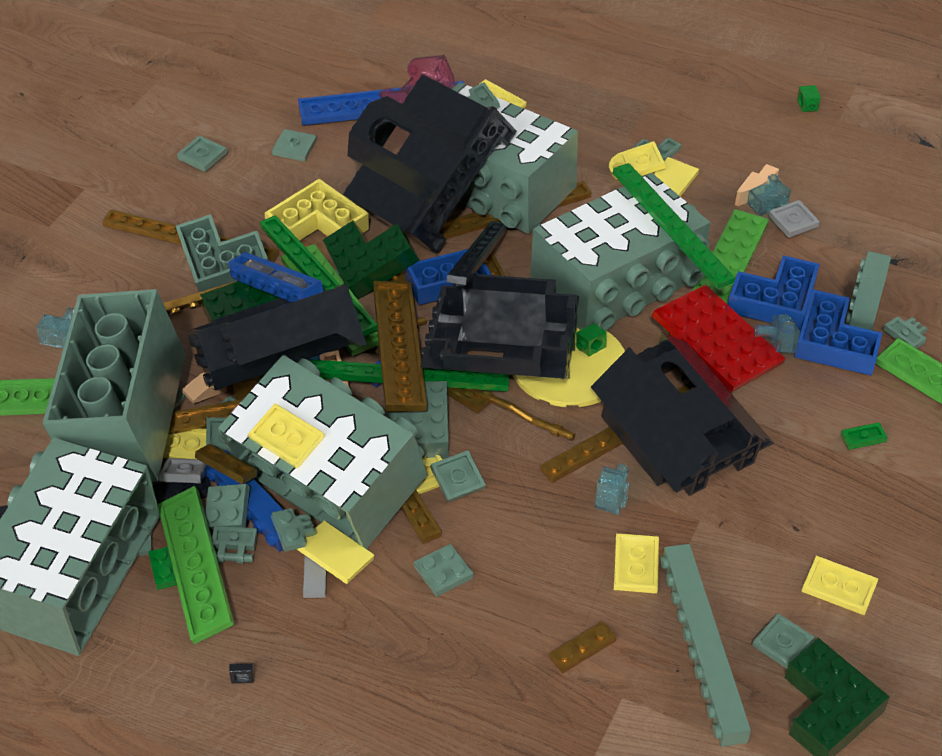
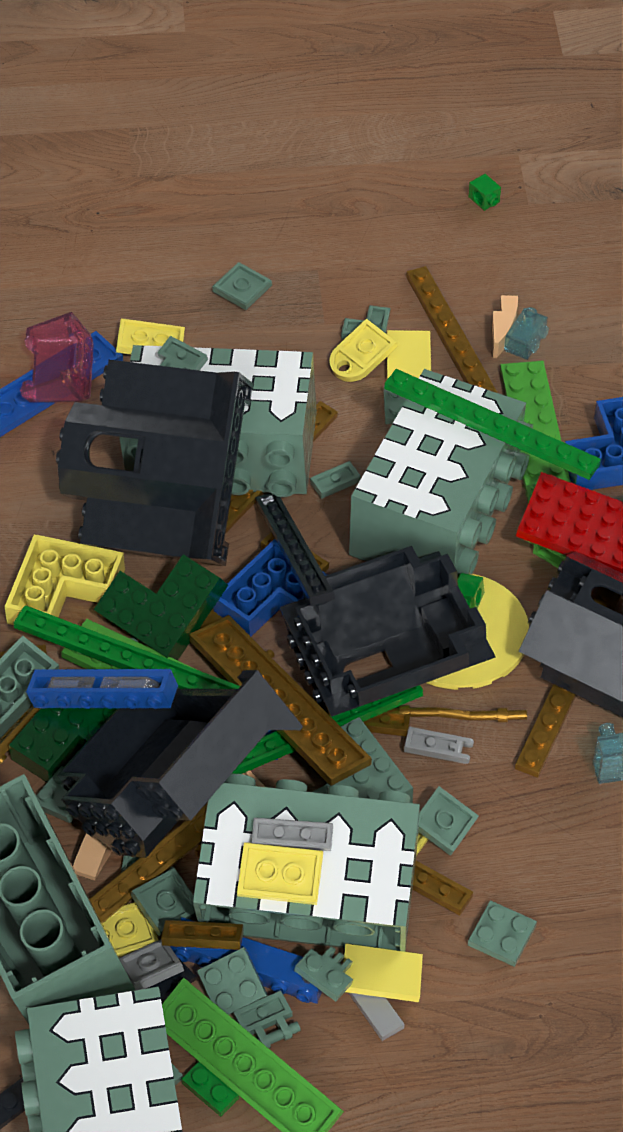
camera: 30 degrees left, 5 degrees up
(312, 413) = (293, 834): none -> light grey tile
(493, 427) = (437, 745): none -> light grey hinge
(586, 92) = (242, 286): none -> sand green plate
(714, 180) = (448, 328): none -> pearl gold plate
(793, 218) = (567, 348): light grey plate -> none

